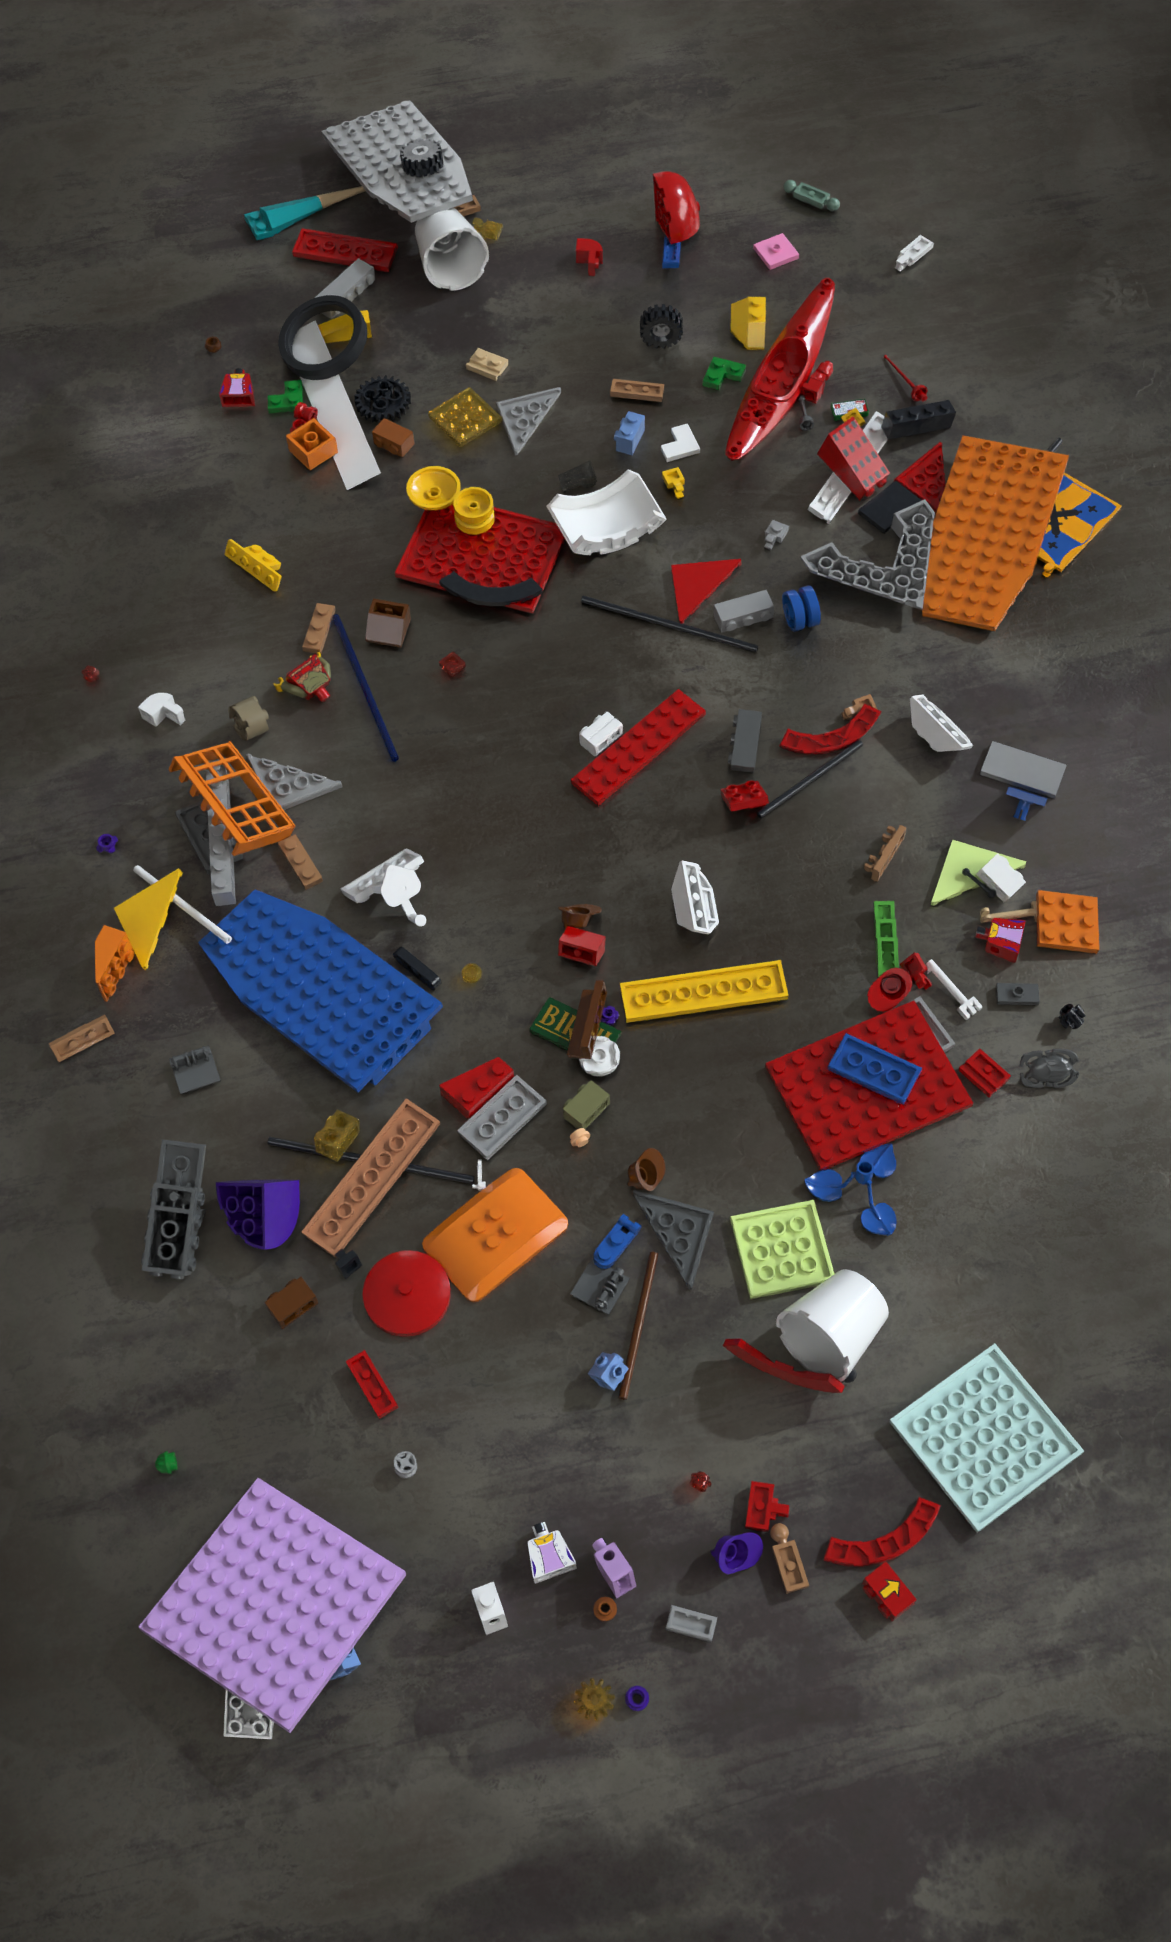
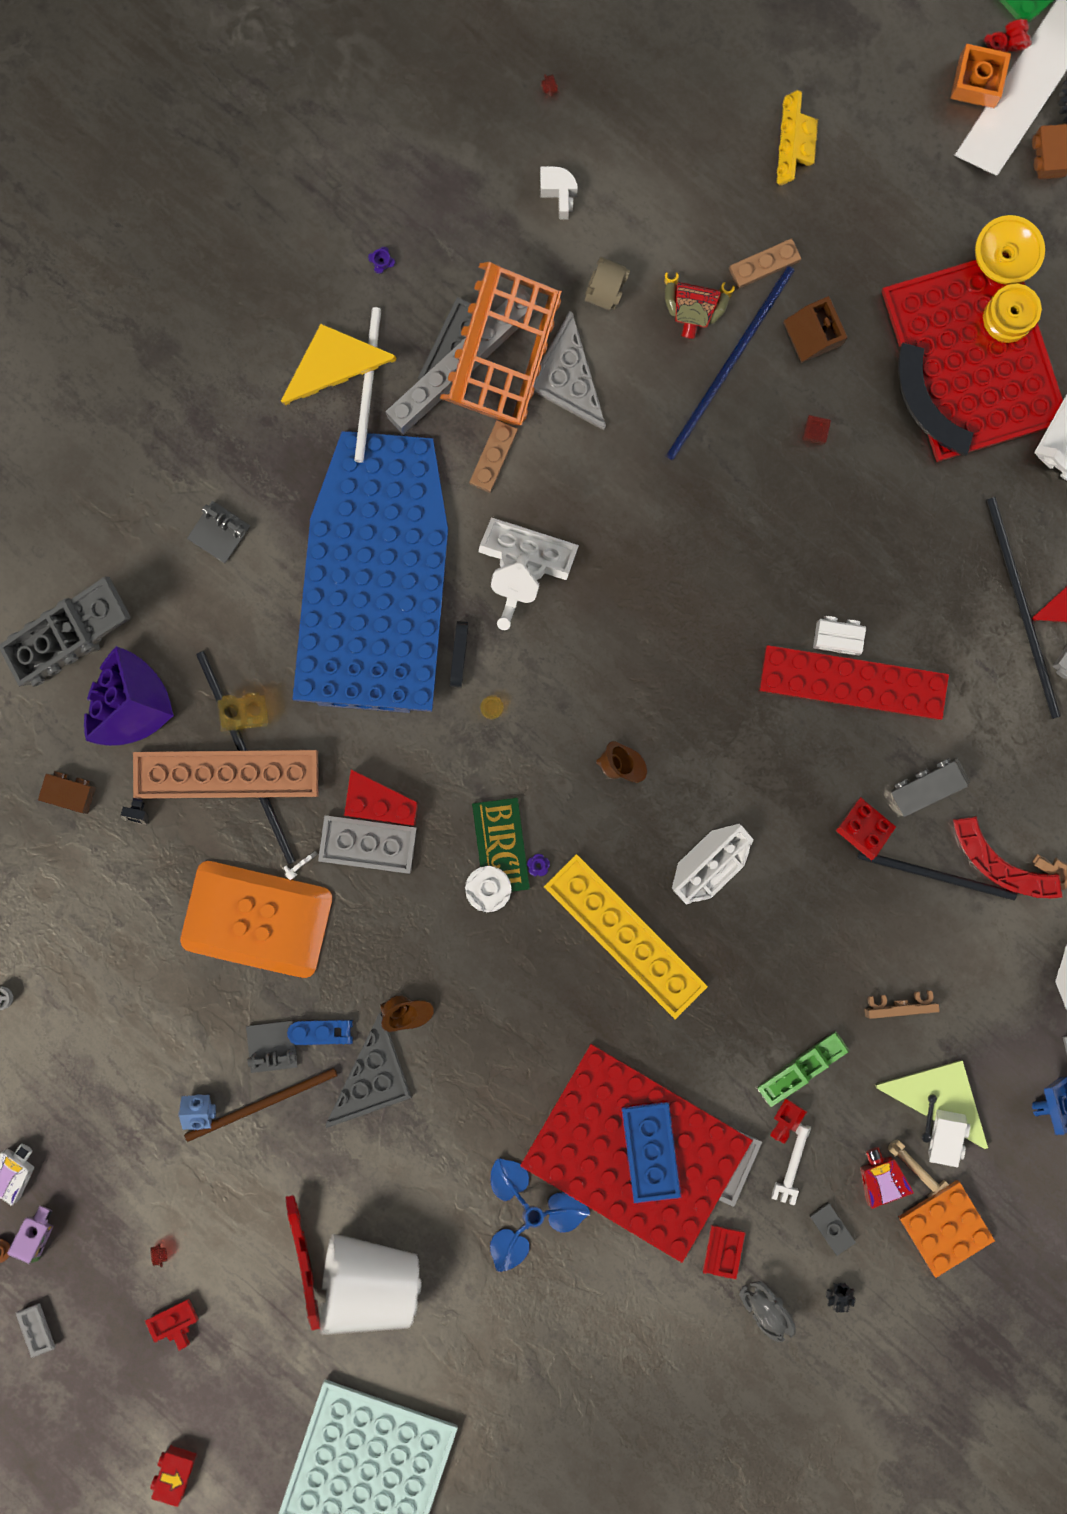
camera: 50 degrees right, 25 degrees up
(81, 1038) = (173, 406): medium nougat plate -> none
(111, 958) = (261, 368): orange slope -> none
(372, 1384) = (46, 917): red plate -> none
(406, 1293) = (147, 883): red dish -> none
(579, 1137) = (396, 929): light nougat plate -> none
(581, 946) = (589, 791): red brick -> none
(586, 1105) = (429, 913): olive brick -> none
(587, 1022) = (512, 855): reddish brown panel -> none
(737, 1552) = (116, 1327): dark purple piece -> none
(782, 1249) = (419, 1181): yellowish green tile -> none
(788, 1560) = (143, 1374): medium nougat plate -> none
(888, 1546) = (215, 1448): red tile -> none
(889, 989) = (747, 1110): red piece -> none

